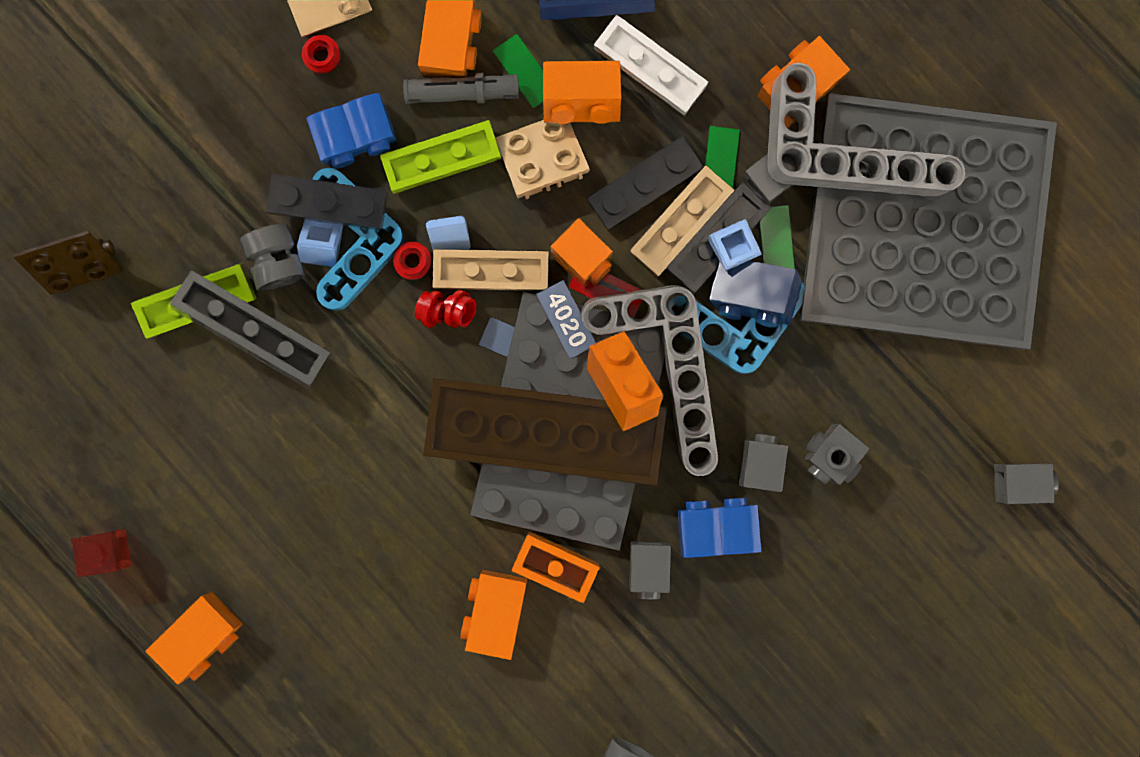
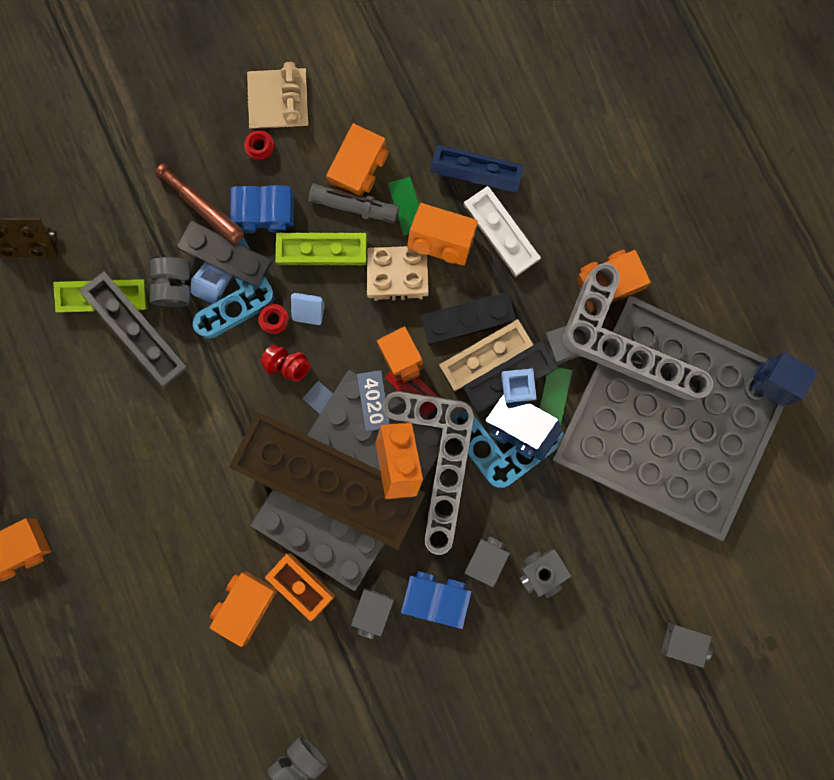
camera: 25 degrees right, 5 degrees down
(286, 154) = (201, 205): none -> copper piece
(490, 270) = (329, 345): tan plate -> none
(723, 152) = (535, 315): green sticker -> none
(1045, 134) = (783, 379): none -> dark blue brick

